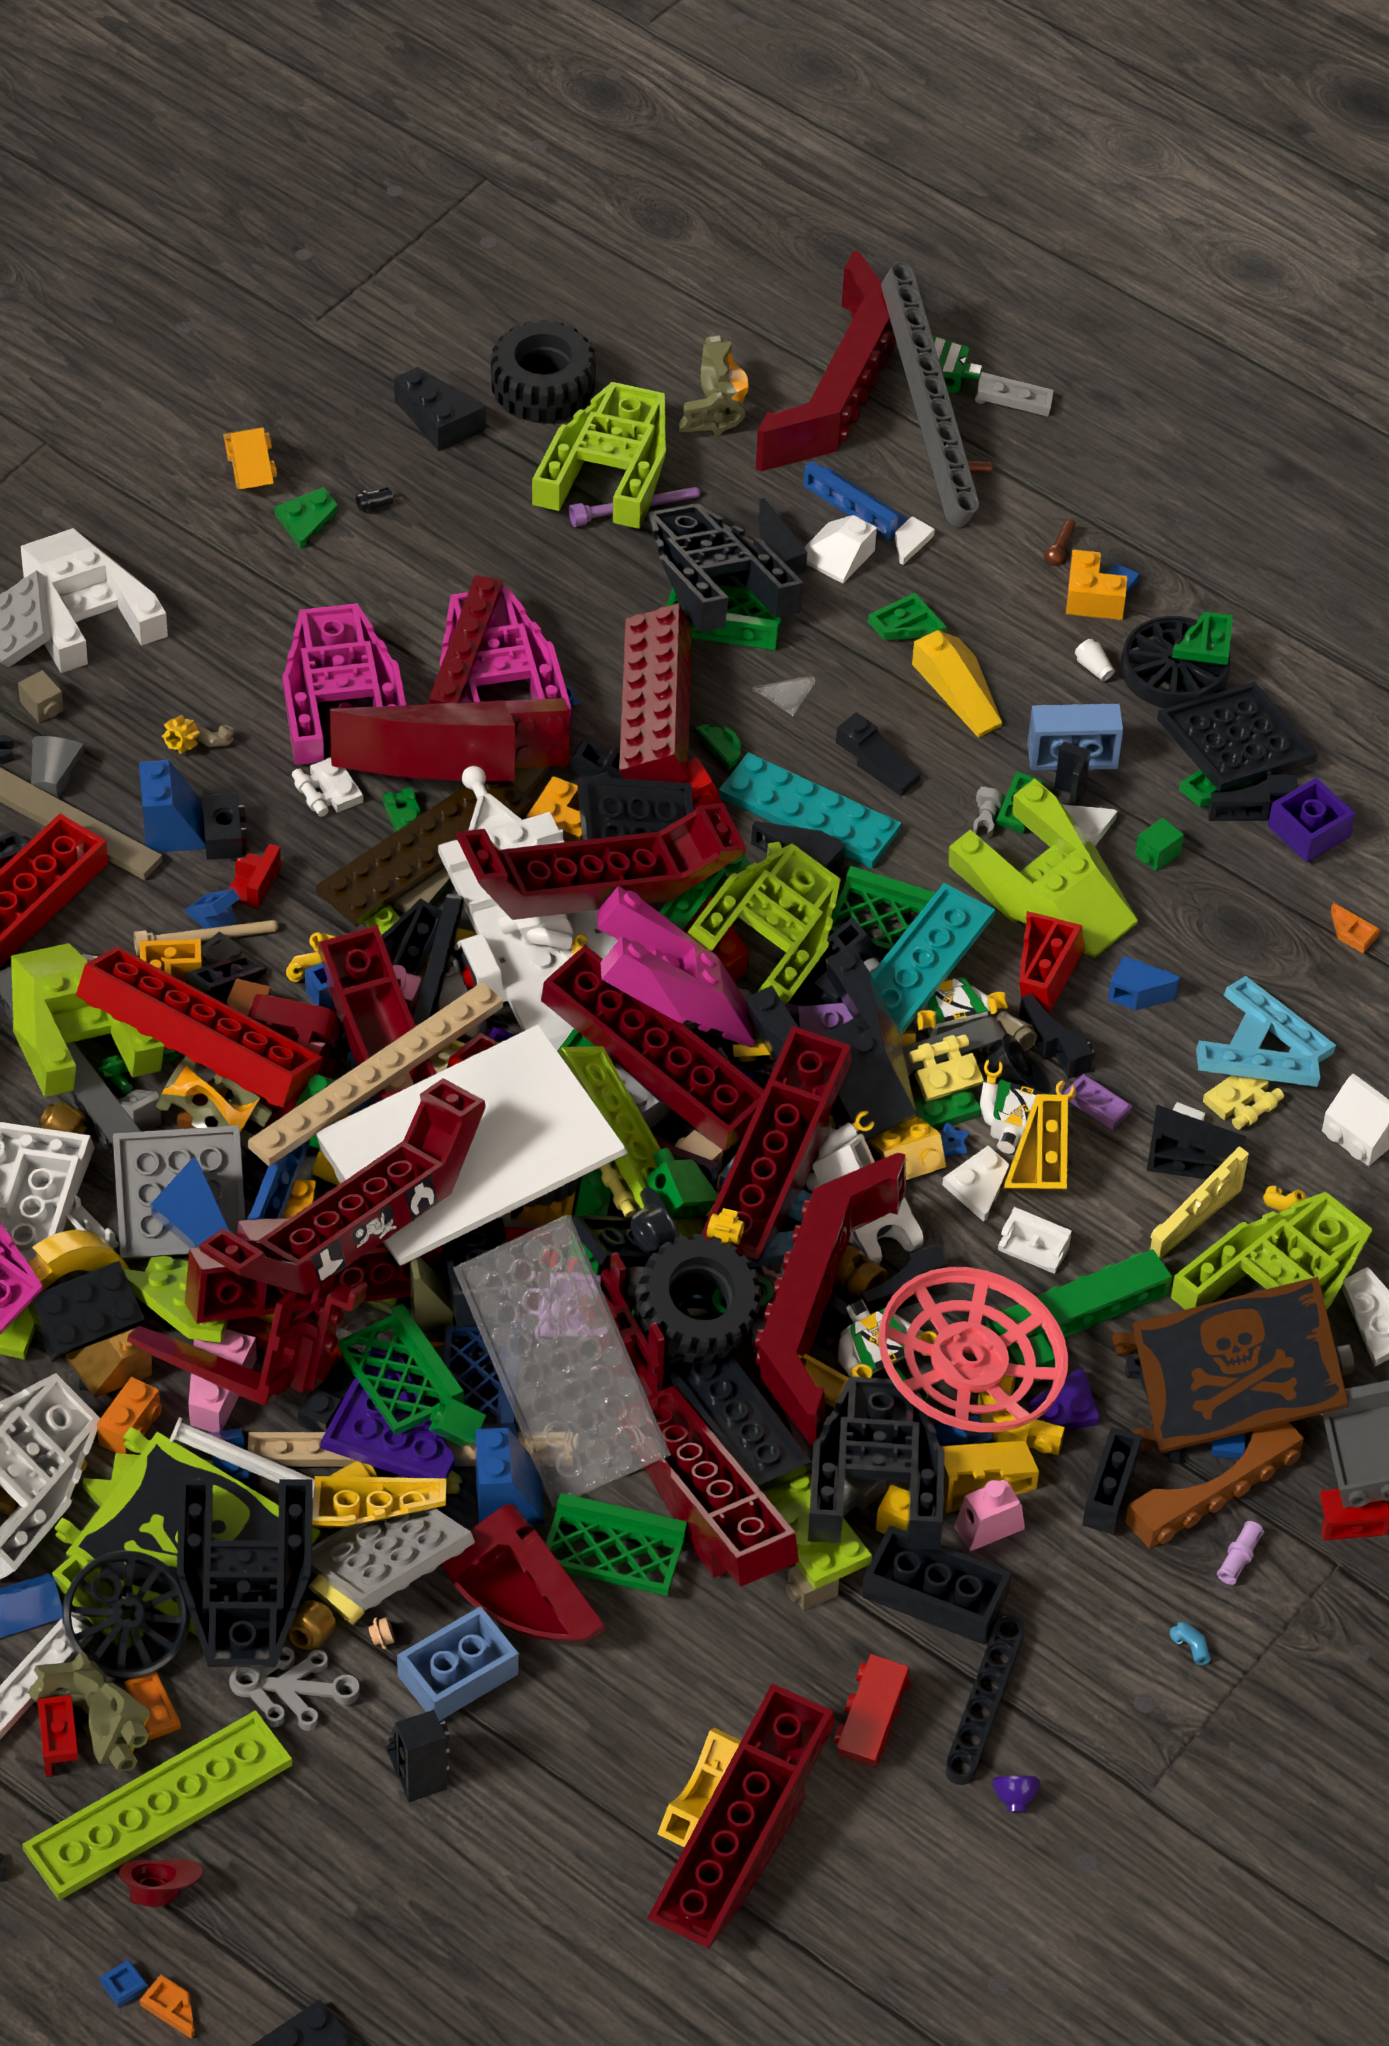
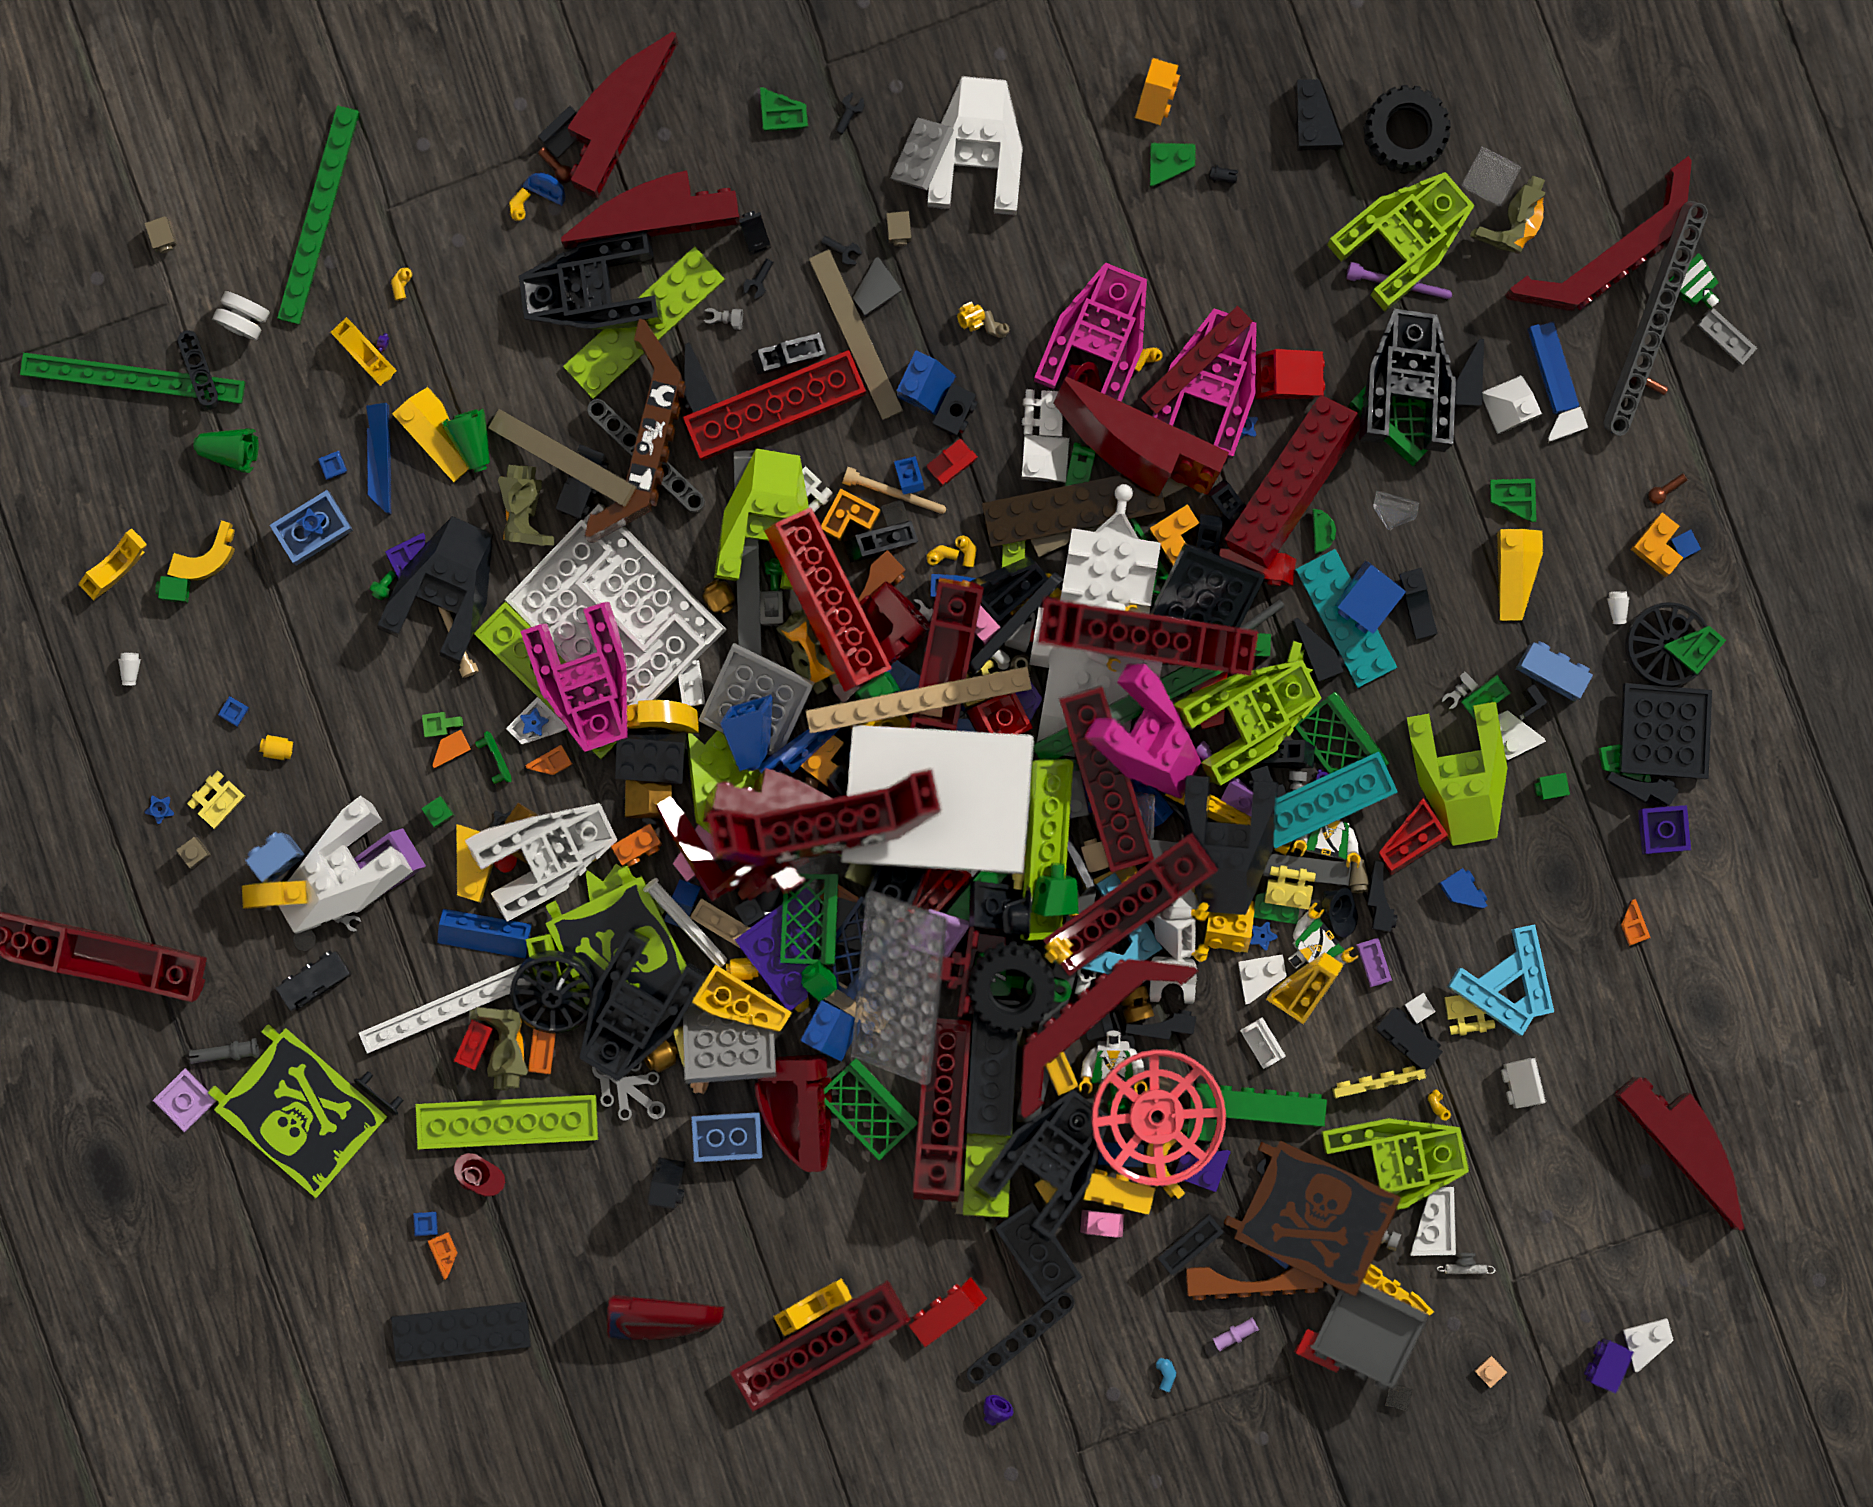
camera: 30 degrees right, 35 degrees up
(357, 827) = (1045, 458): none -> white slope
(411, 683) = (1148, 355): none -> yellow arm
(507, 1909) = (658, 1319): none -> dark red panel
(579, 623) = (1289, 374): none -> red slope
(664, 375) = (1491, 176): none -> clear tile
(822, 759) = (1369, 598): none -> blue slope

